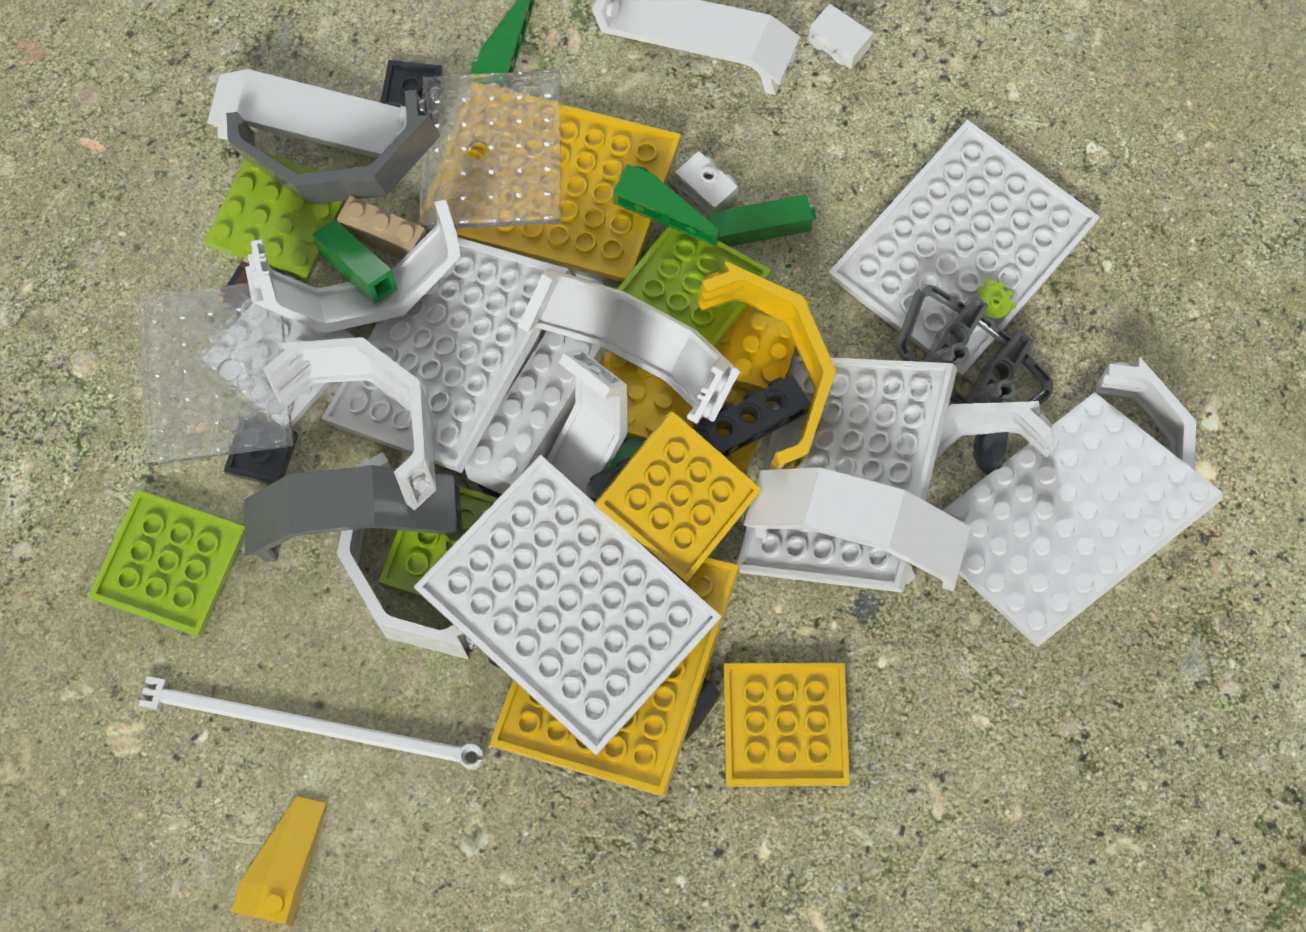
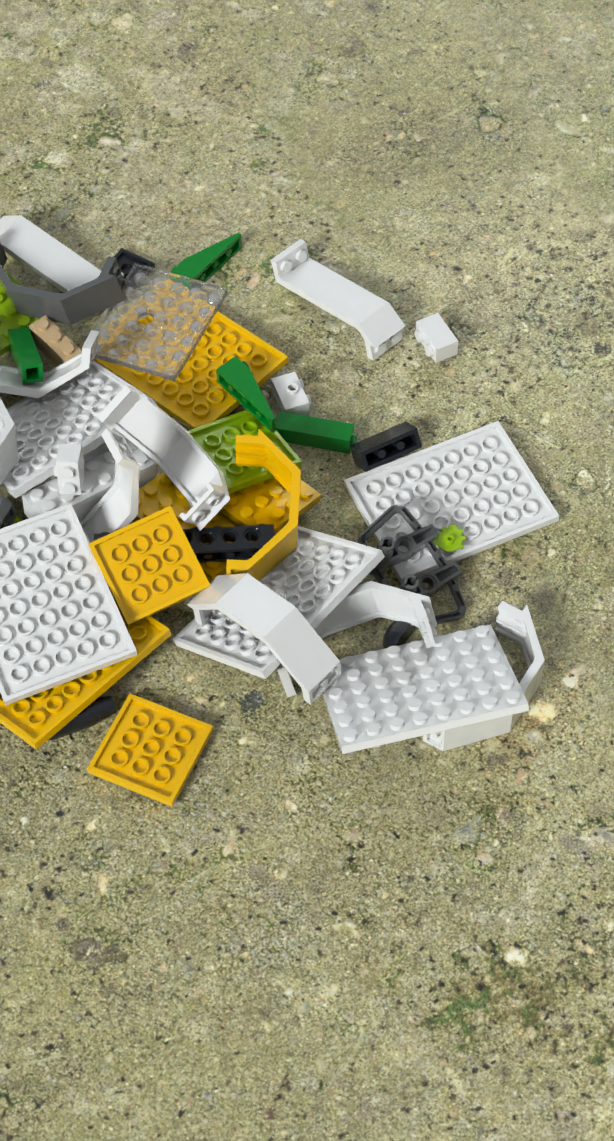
camera: 25 degrees right, 15 degrees down
(515, 409) = (70, 469): none -> white brick
(856, 207) = (385, 446): none -> black brick

